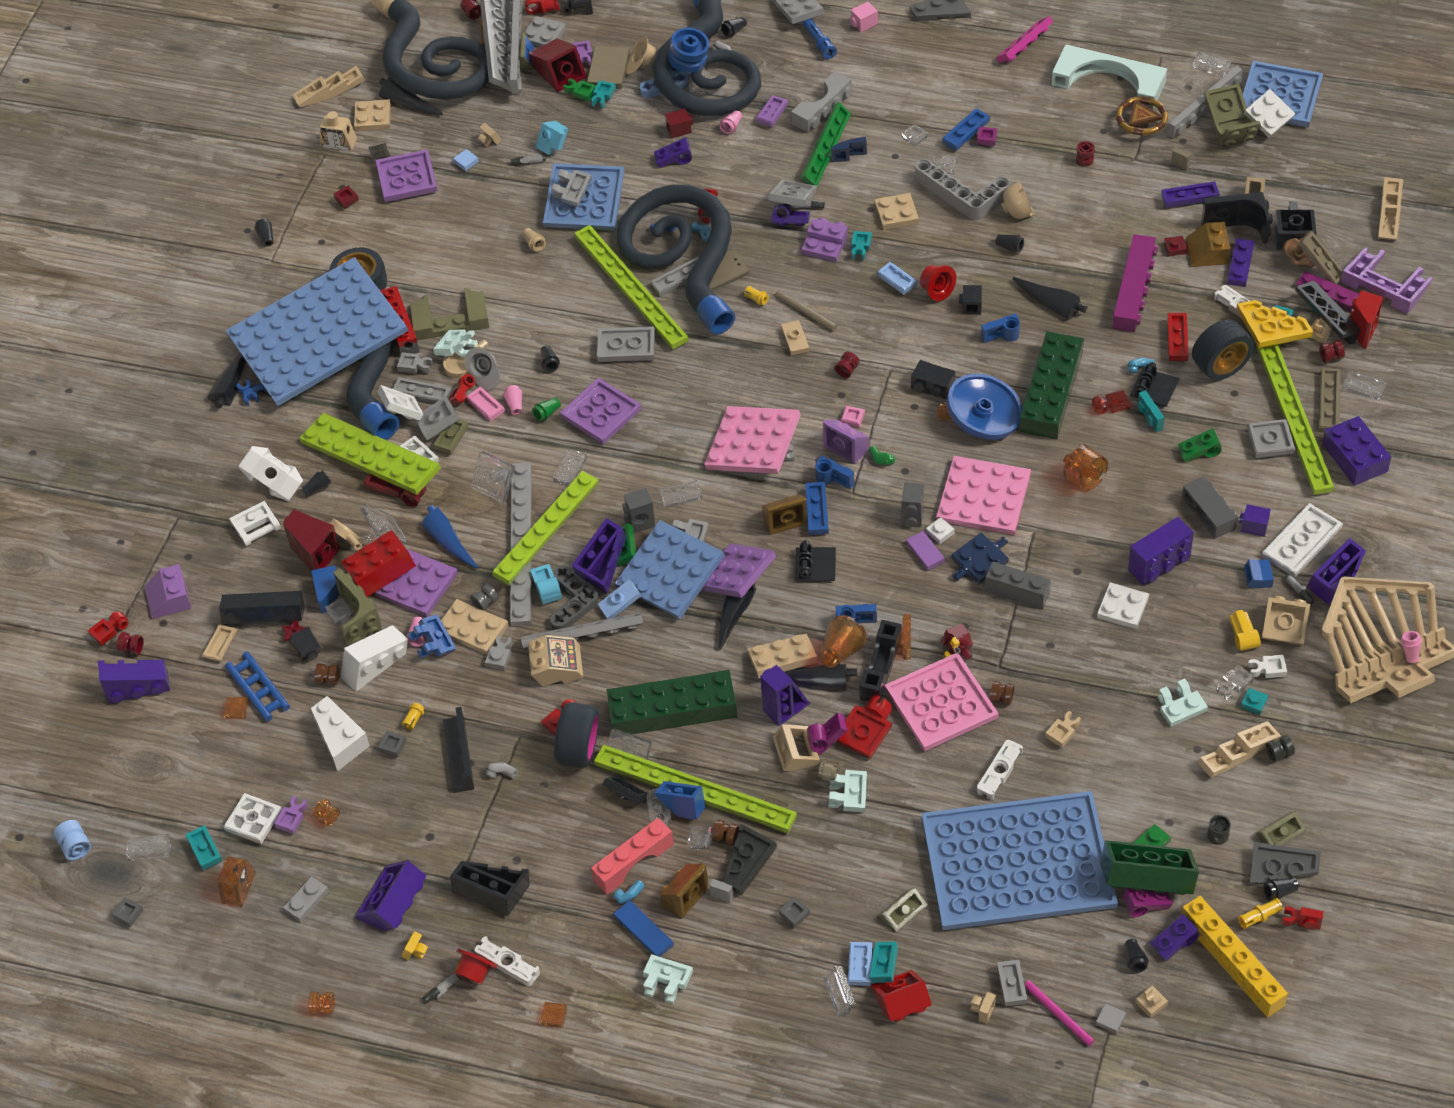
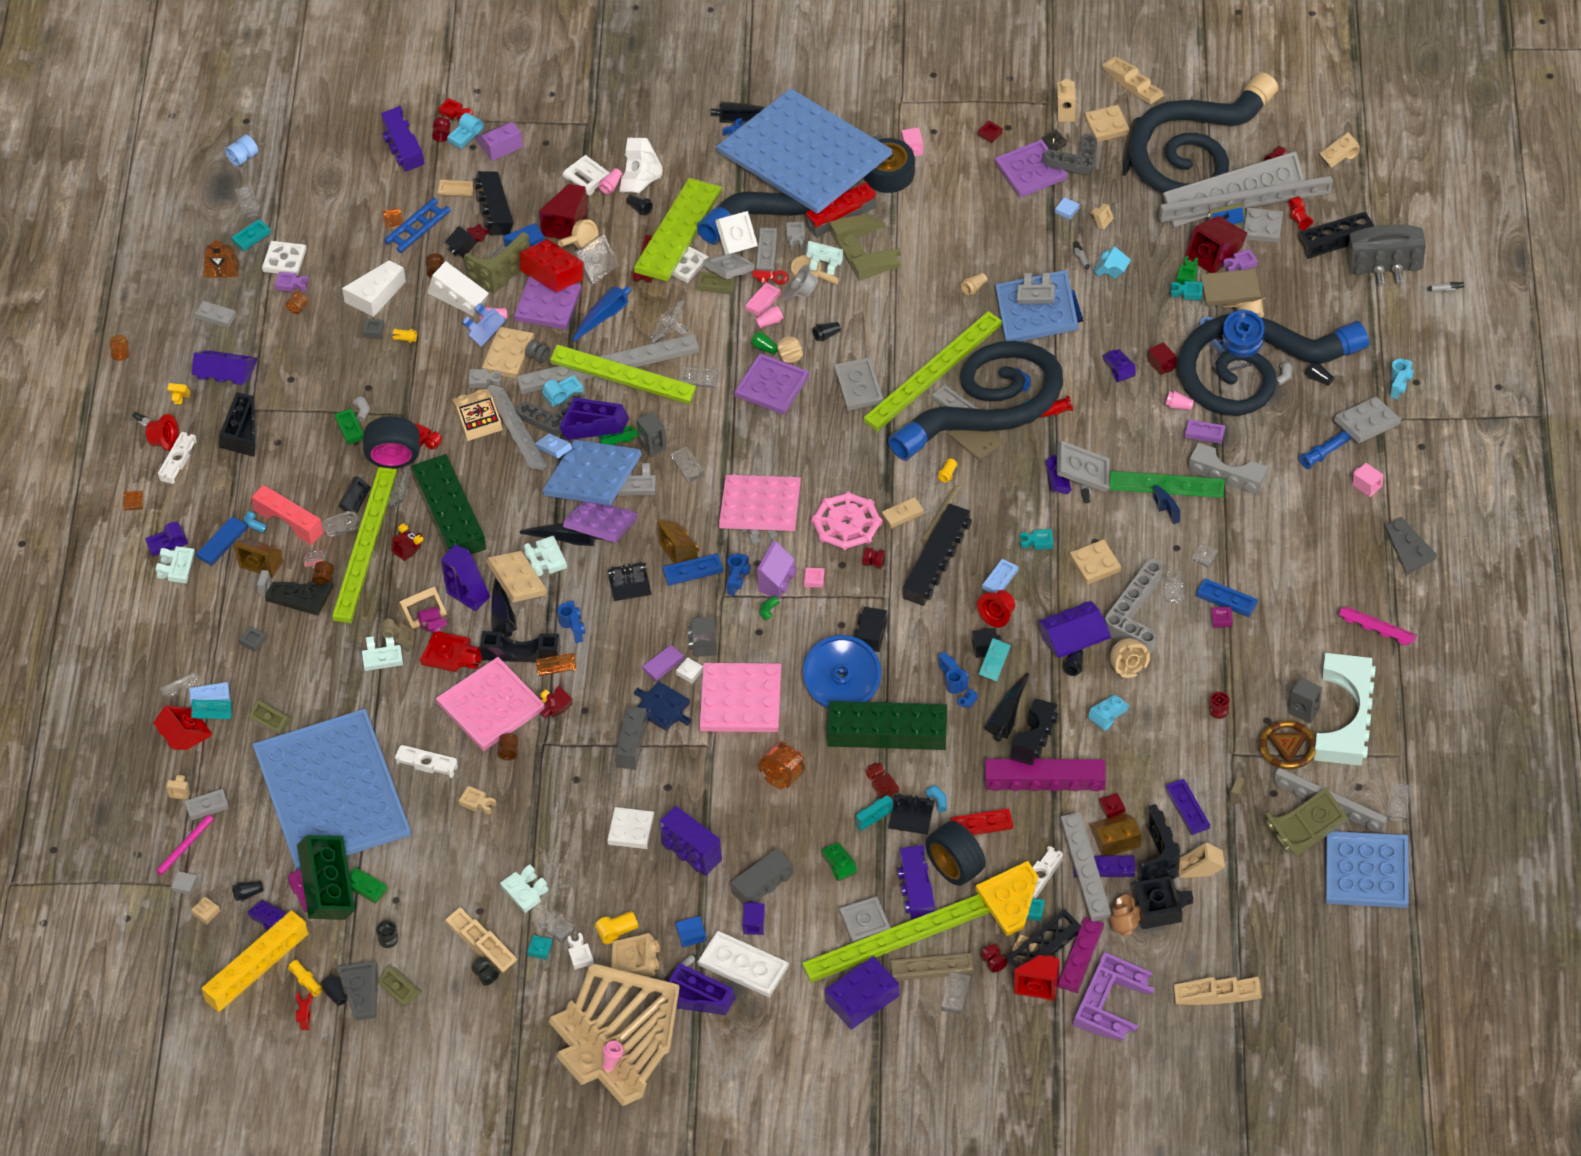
camera: 75 degrees right, 0 degrees up
(127, 911) = (184, 205): dark grey plate -> none
(143, 621) = (468, 128): none -> medium azure plate
(264, 231) = (928, 86): black cone -> none
(276, 503) = (610, 181): none -> bright pink cone
(330, 251) = (914, 140): none -> bright pink brick
(415, 137) = (1052, 157): none -> dark grey beam
(458, 752) = (374, 376): black fence -> none
(524, 783) = (349, 426): none -> green plate
(565, 388) = (790, 350): none -> tan piece
(628, 983) = (169, 539): none -> dark purple plate
(682, 799) = (347, 534): blue slope -> none
(708, 747) = (406, 543): none -> dark red piece
(759, 625) = (550, 553): none -> light aqua plate
(794, 393) = (848, 511): none -> bright pink plate
(825, 239) = (1037, 510): medium lavender plate -> none
(841, 640) = (525, 608): clear orange cone -> none
(858, 318) = (937, 554): none -> black brick
(979, 232) = (1074, 629): none -> dark purple slope
(997, 294) = (994, 660): none -> teal plate
(1033, 323) = (969, 699): none -> blue arm
(1074, 271) = (1029, 745): none -> black arch
(1075, 229) = (1106, 711): none -> medium azure plate
(1100, 93) = (1305, 700): none -> dark grey brick
(1241, 390) = (915, 882): none -> dark purple wedge
(1247, 269) = (1085, 867): none -> light grey plate
(1270, 112) = (1320, 856): white plate -> none
(1321, 257) = (1113, 926): dark tan tile -> none

